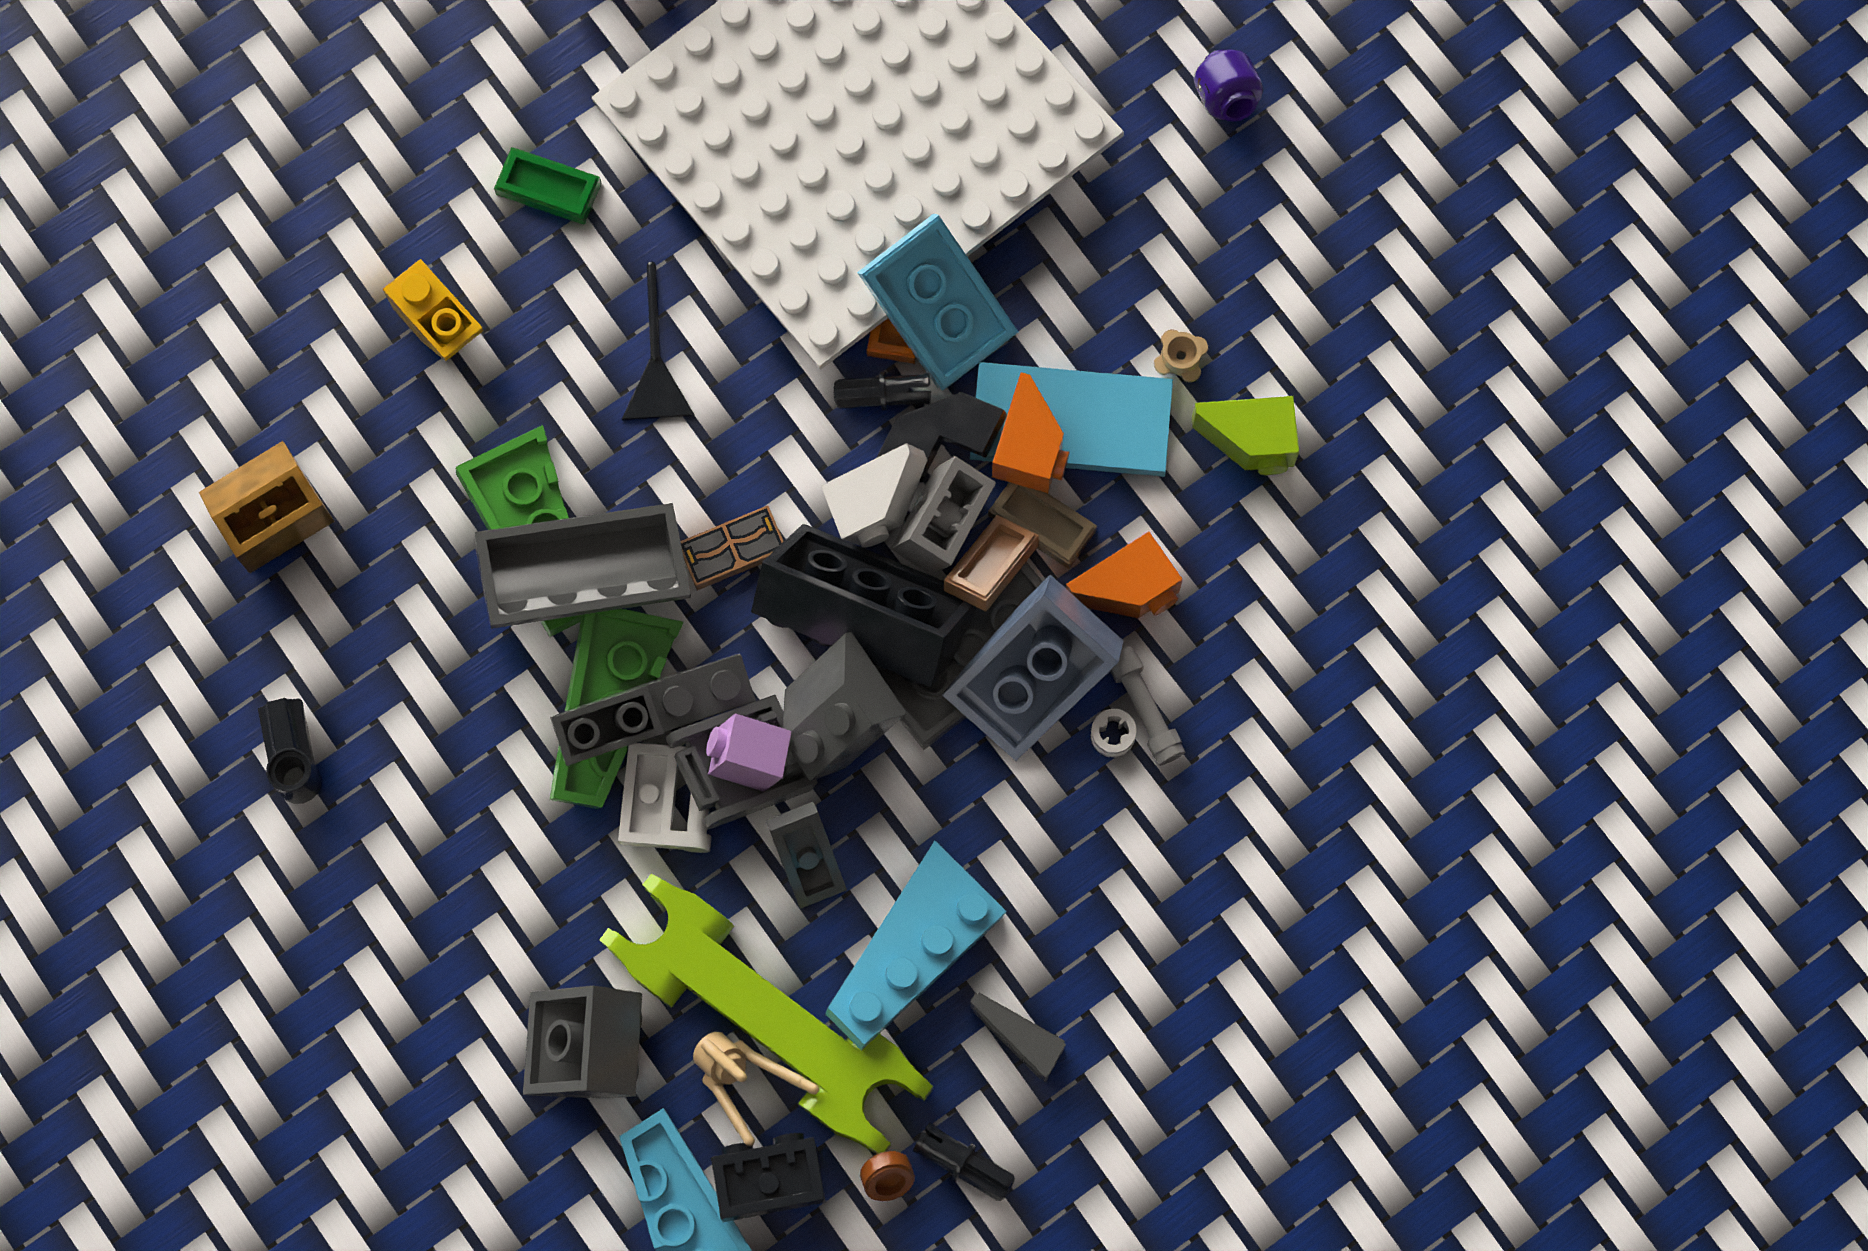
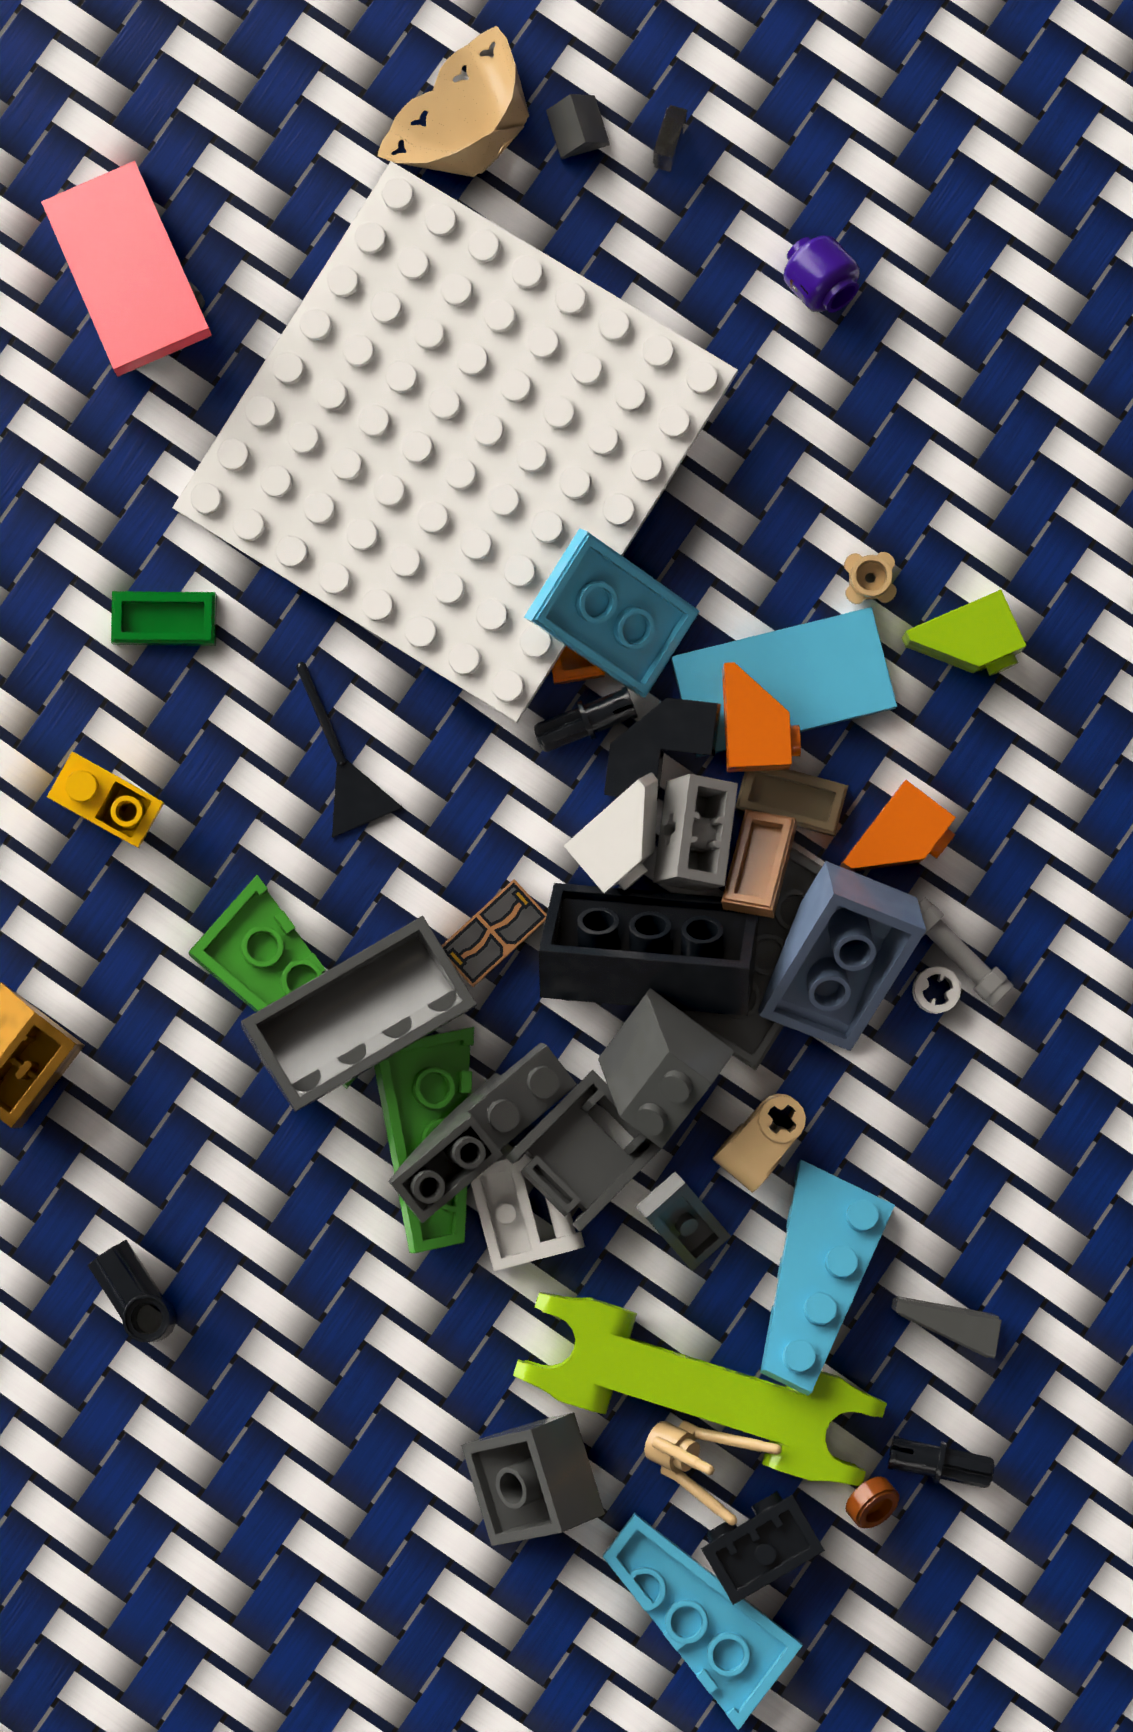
camera: 20 degrees left, 10 degrees up
(748, 752) = (593, 1144): lavender brick -> none
(896, 815) = (754, 1148): none -> tan piece

